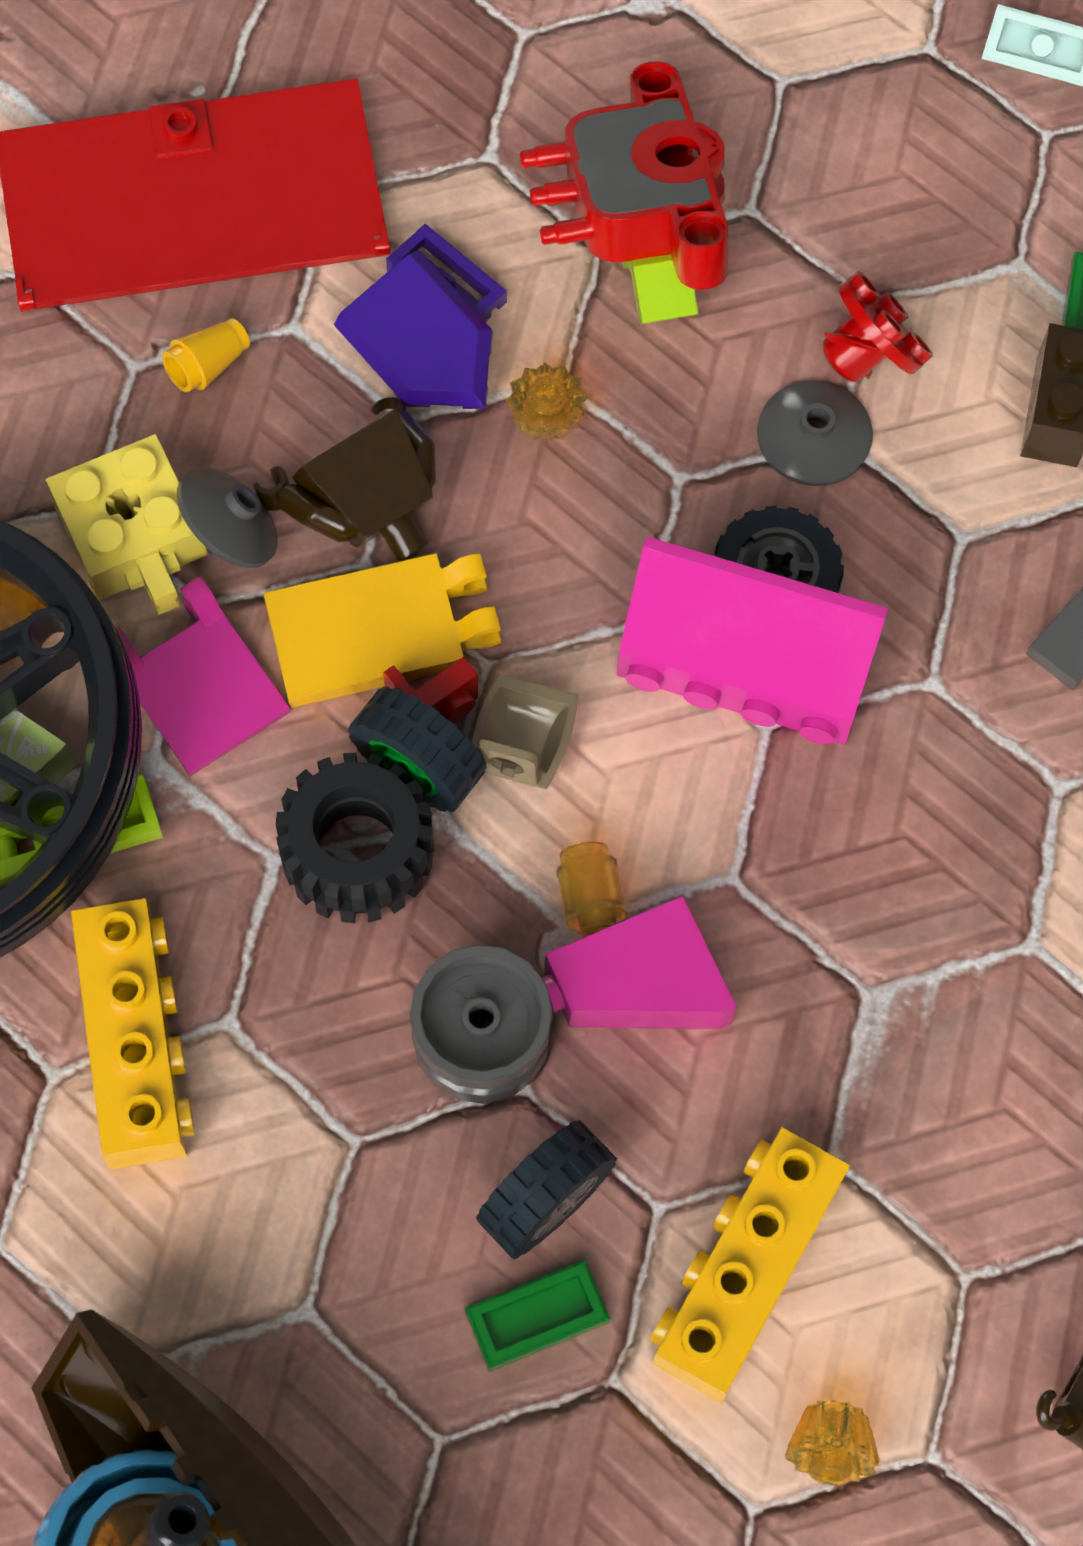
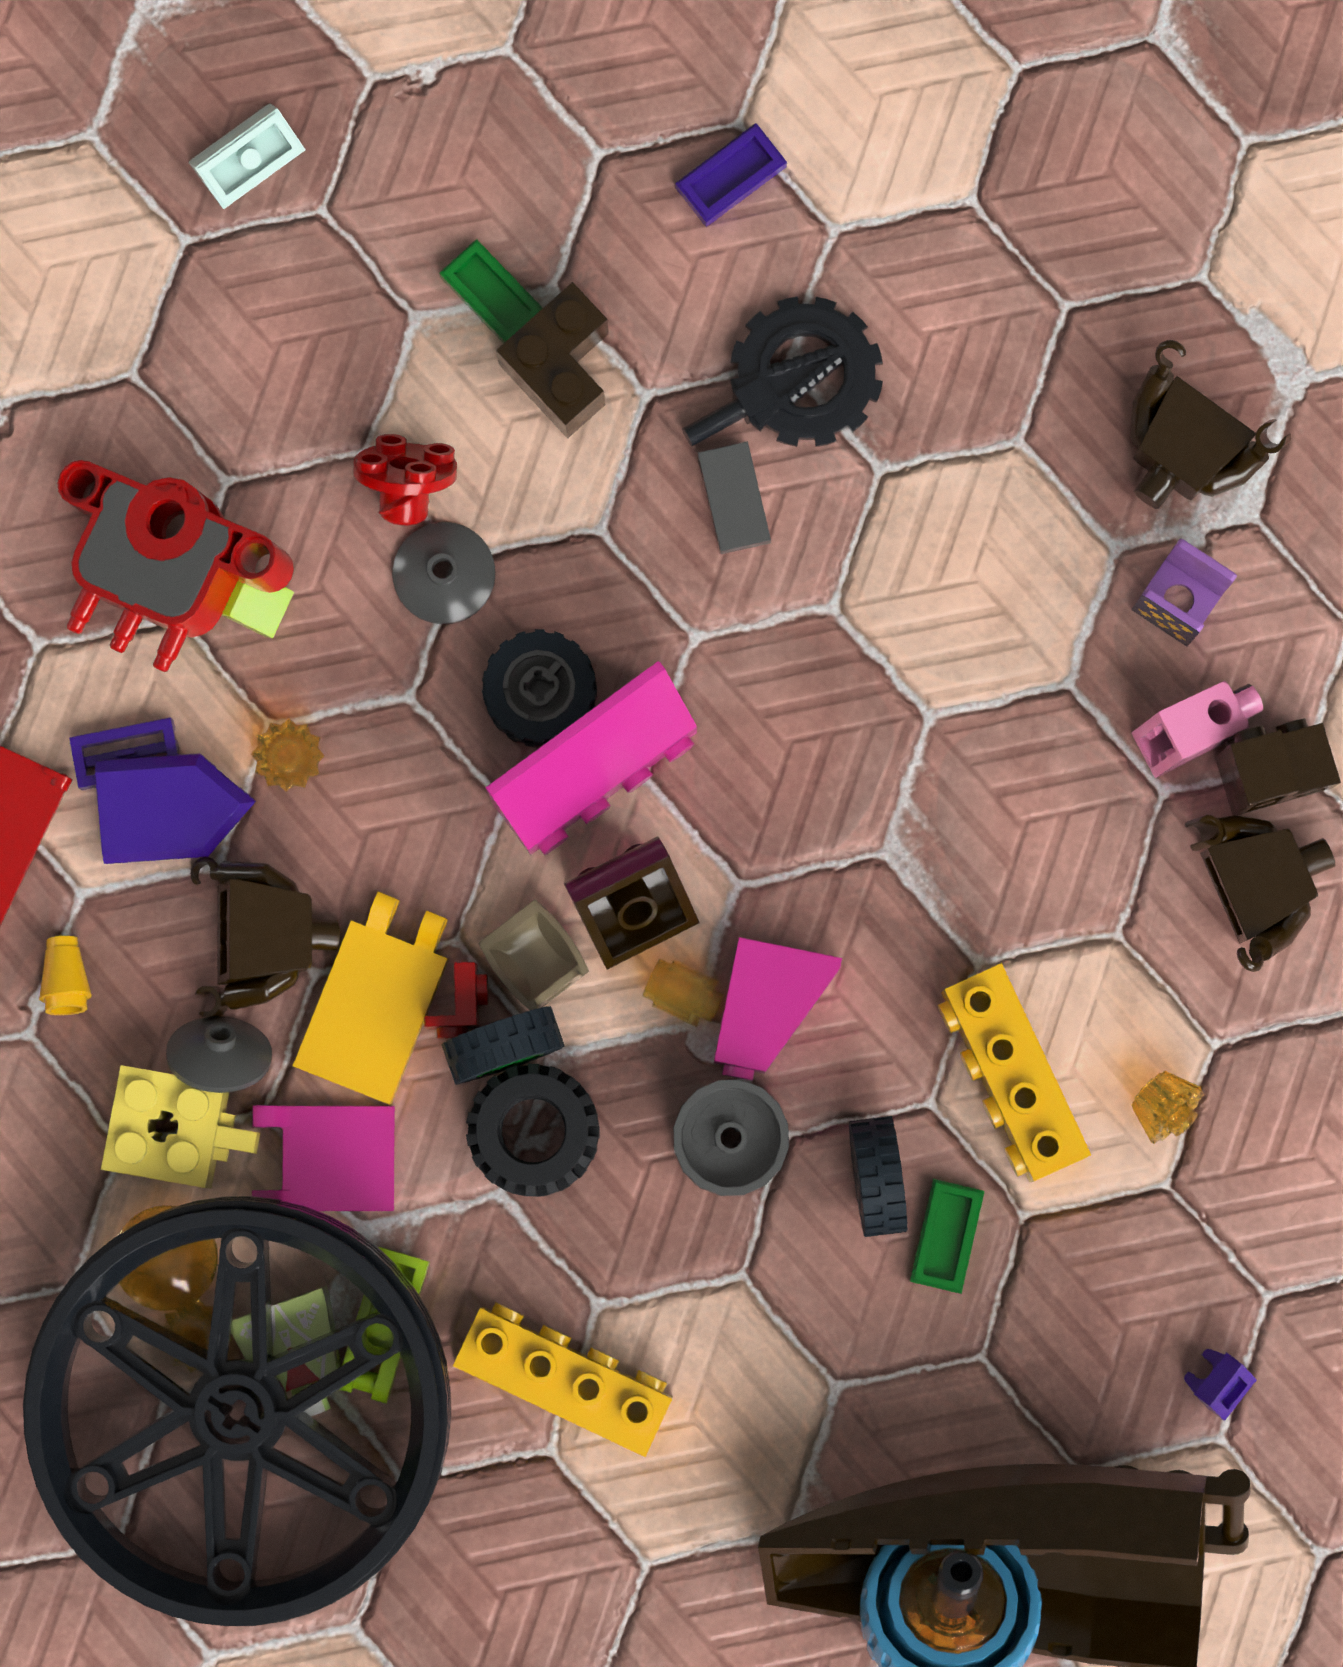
camera: 50 degrees left, 15 degrees up
(640, 779) = (632, 902): none -> dark brown brick

